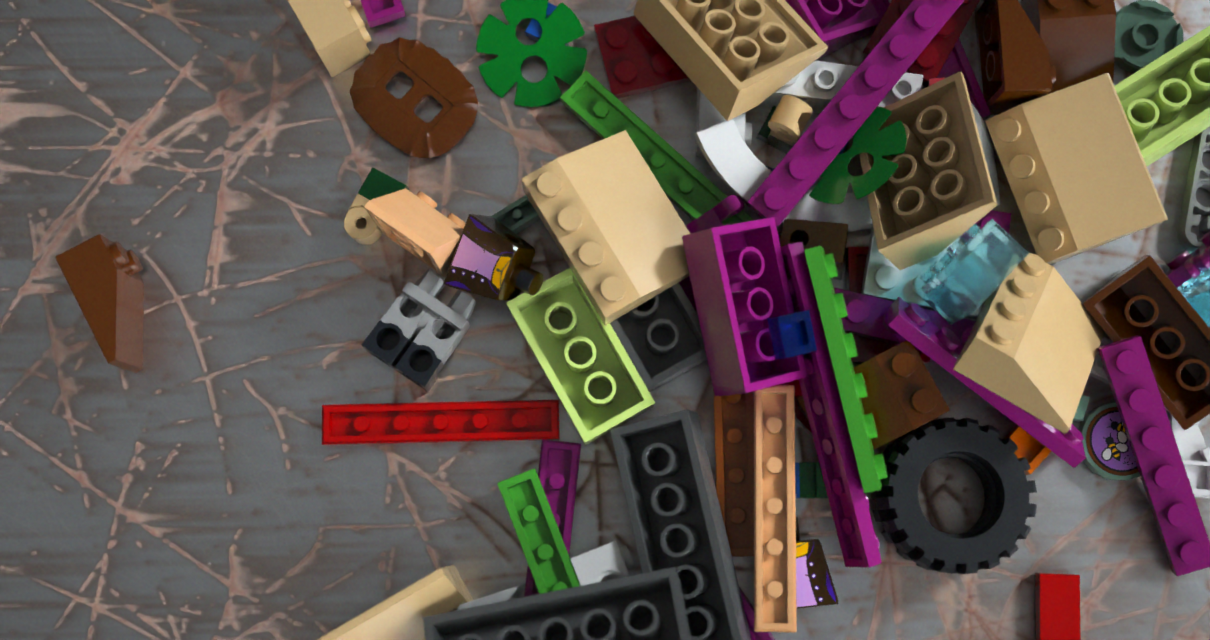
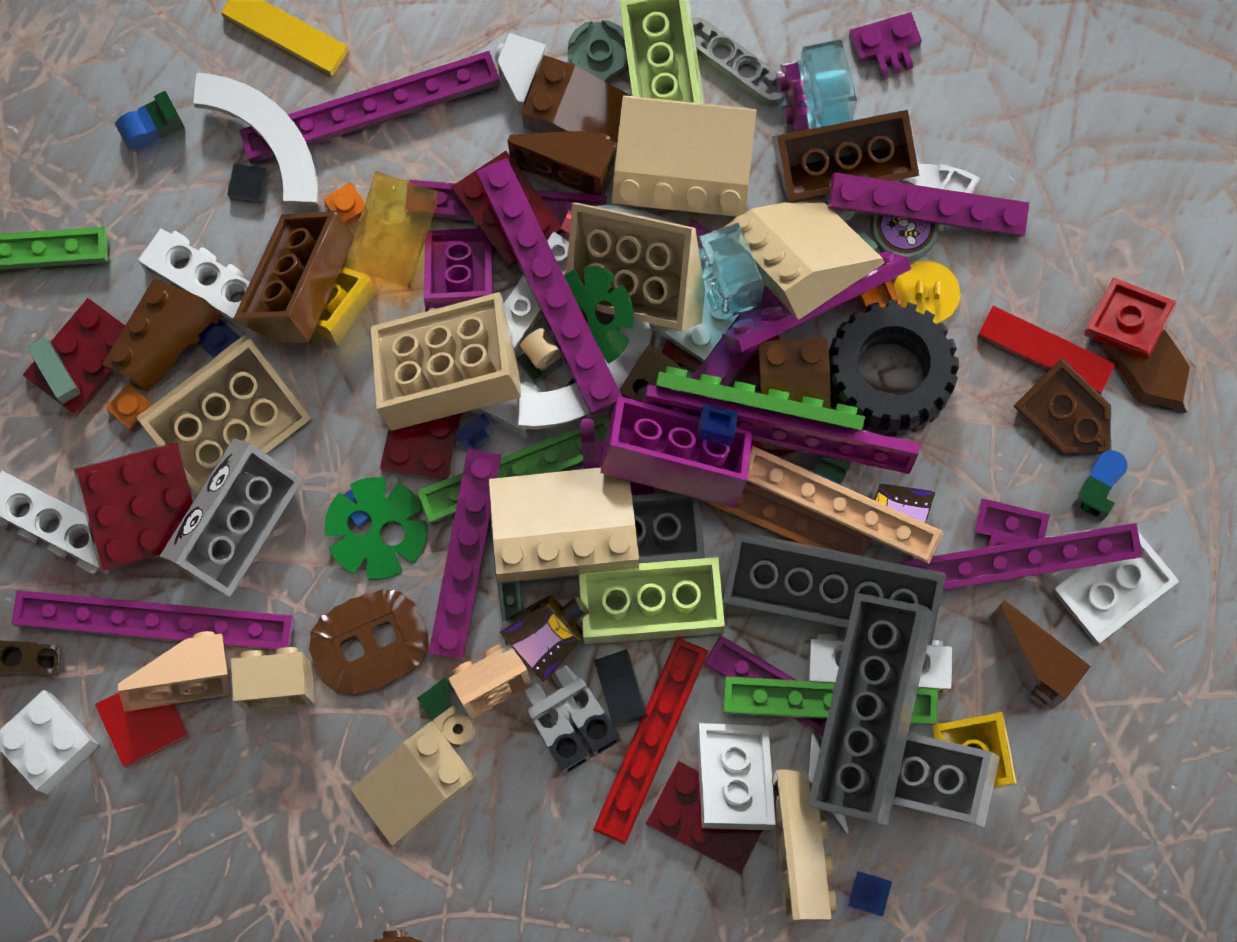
camera: 60 degrees left, 5 degrees down
(292, 208) = (413, 783): none -> tan slope
(387, 518) = (679, 818): none -> dark red plate
(435, 526) = (735, 777): none -> white plate
(478, 367) = (621, 688): none -> black tile
(537, 147) = (464, 555): none -> magenta plate
(673, 99) = (475, 433): none -> clear blue plate
(1063, 498) = (930, 288): none -> yellow piece

